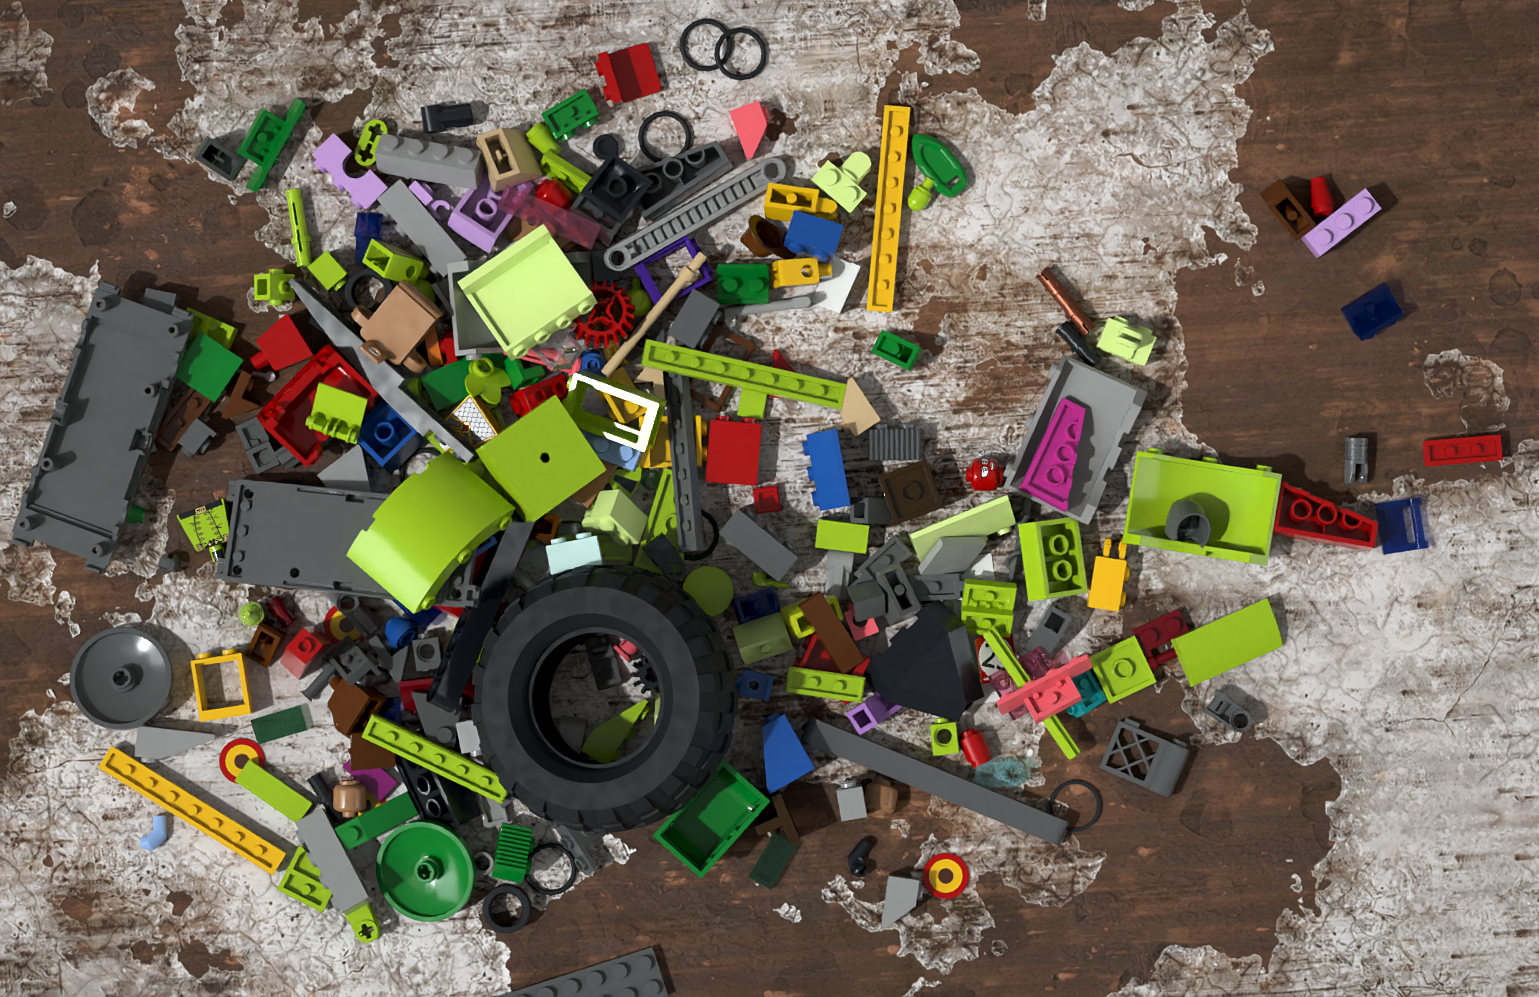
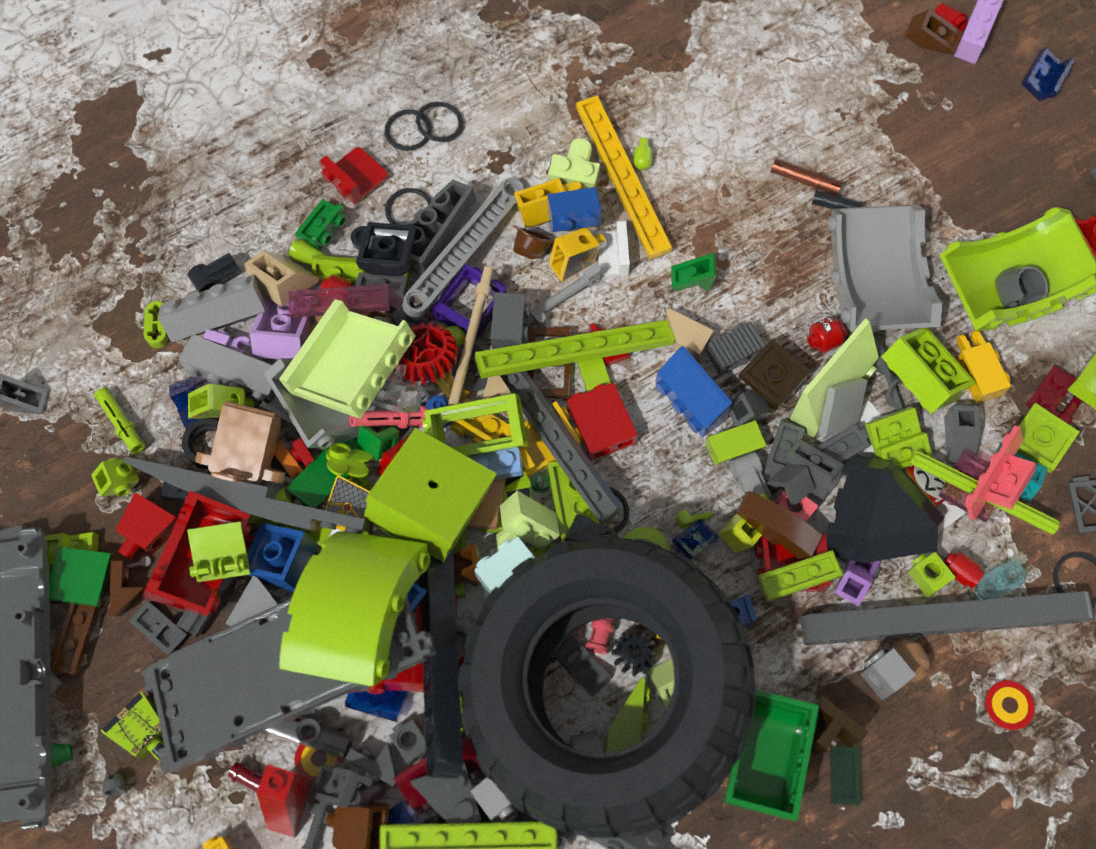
camera: 30 degrees left, 20 degrees down
(197, 438) = (95, 649): dark grey brick -> none
(251, 614) = (217, 791): clear piece -> none
(265, 643) = (243, 816): reddish brown slope -> none
(266, 140) = (57, 361): green bracket -> none
(329, 272) = (161, 442): lime brick -> none
(332, 158) = (126, 348): lavender arch -> none
(401, 631) = (374, 734): blue cone -> none
(743, 283) = (535, 281): green bracket -> none
(750, 126) = (474, 166): coral slope -> none
(759, 544) = (669, 483): dark grey brick -> none
(762, 638) = (722, 564): yellowish green panel -> none
(767, 499) = (652, 449): red tile -> none
(783, 752) = (797, 659): blue slope -> none
(856, 859) = (921, 731): black arm -> none
(900, 897) = (985, 747): light grey slope -> none
(939, 164) = (639, 124): green piece -> none
(1053, 463) = (878, 289): dark pink wing -> none
(1126, 341) = (875, 181): yellowish green brick -> none

